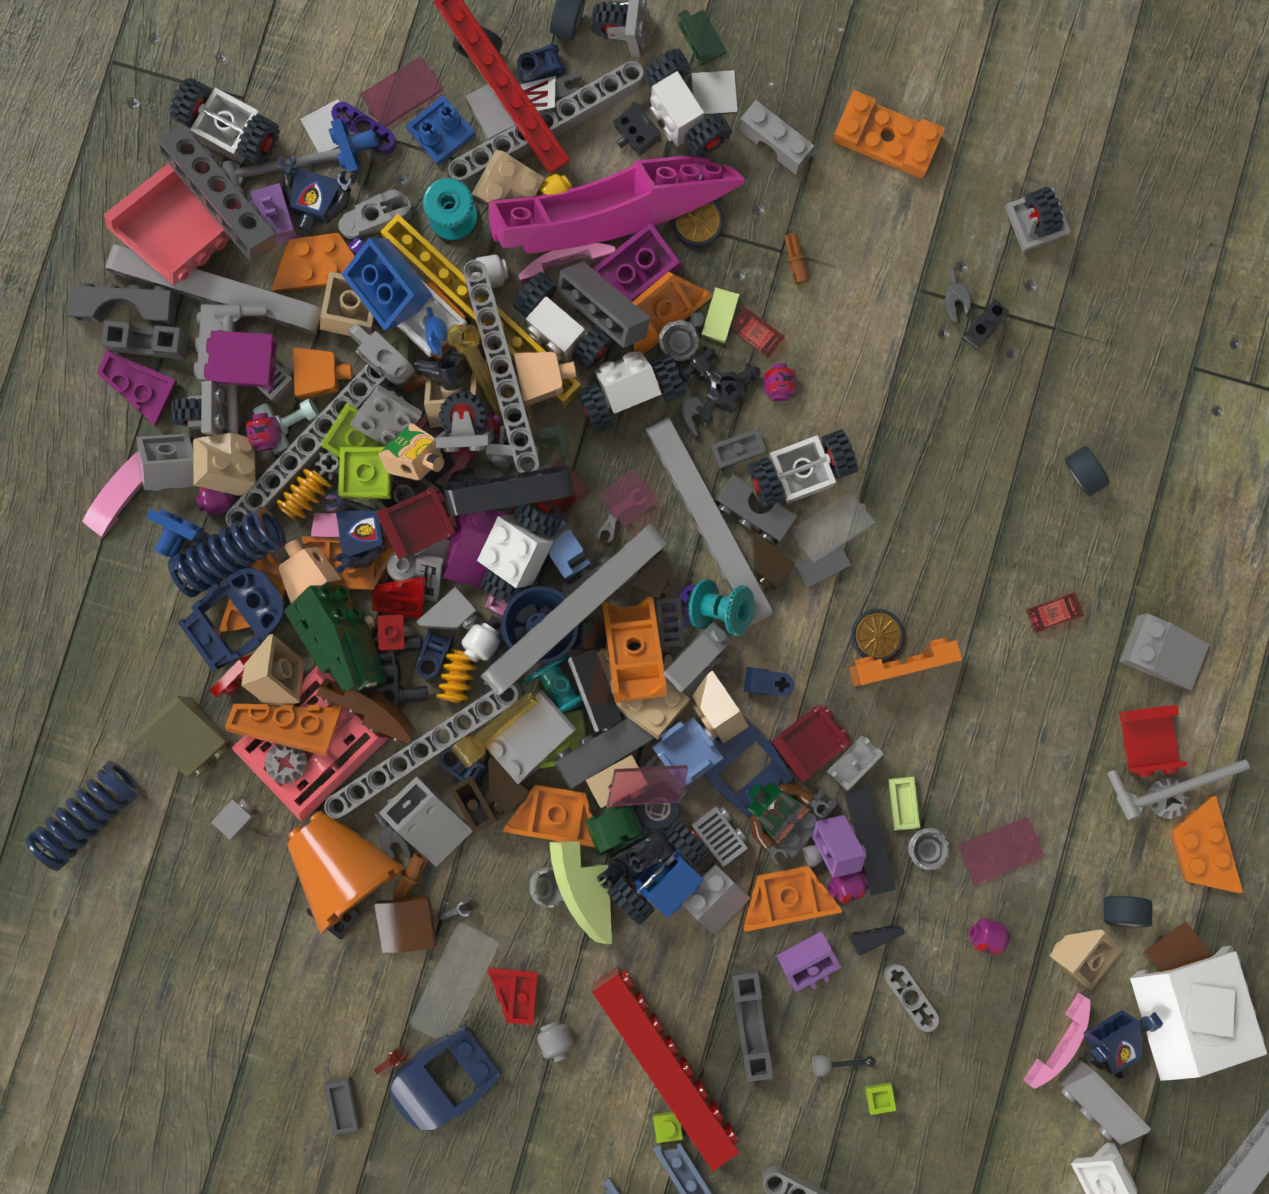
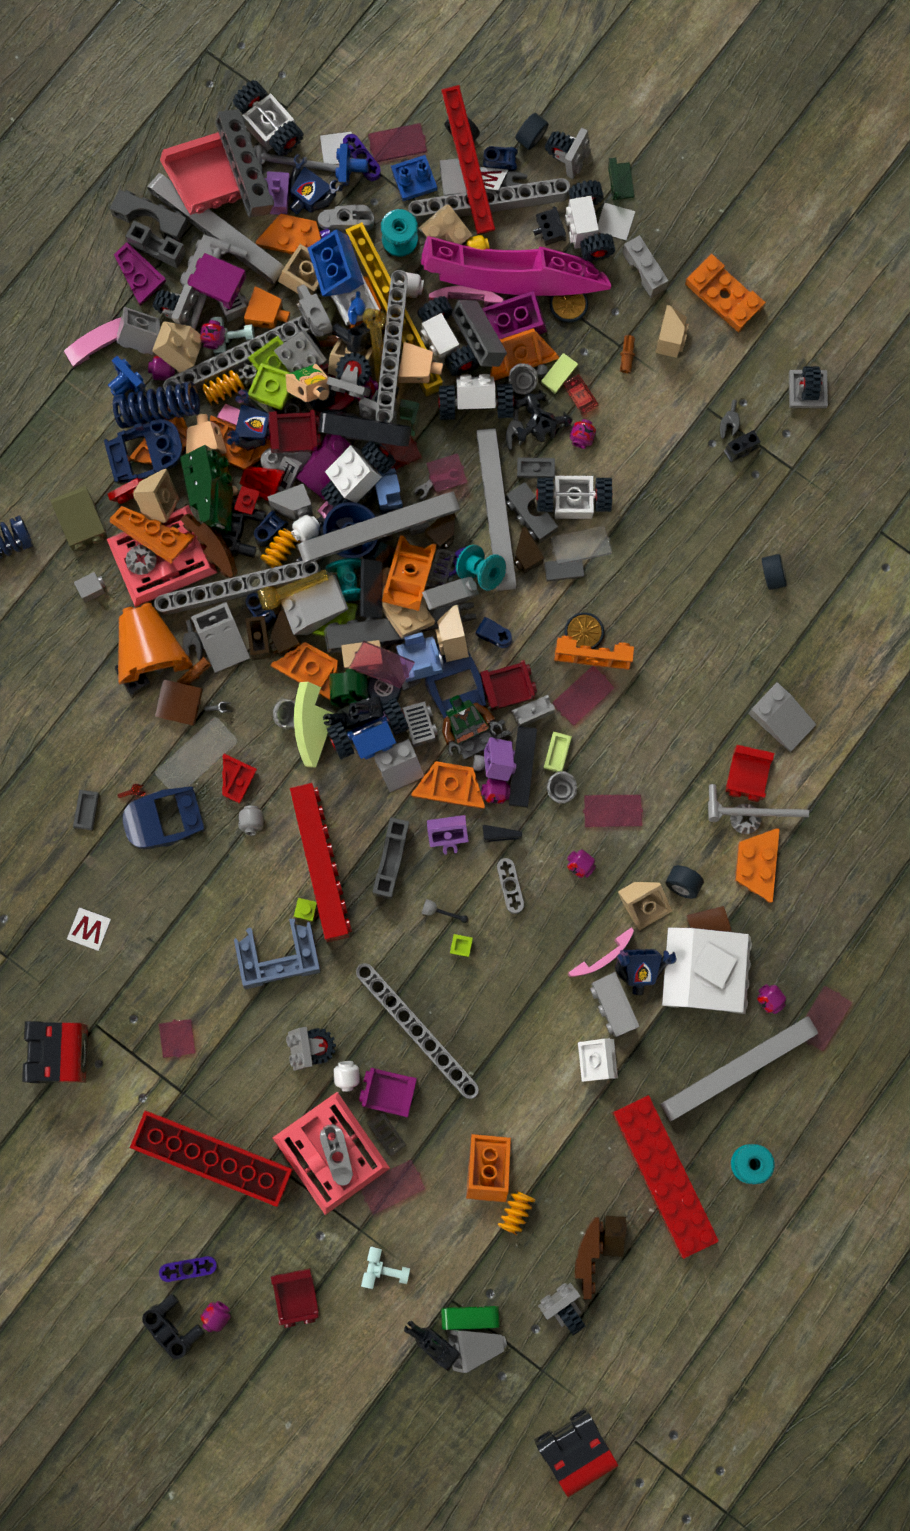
camera: 20 degrees right, 5 degrees down
(843, 211) = (672, 333): none -> tan slope
(907, 717) = (583, 695): none -> clear pink piece
(1054, 612) = (714, 662): clear red tile -> none

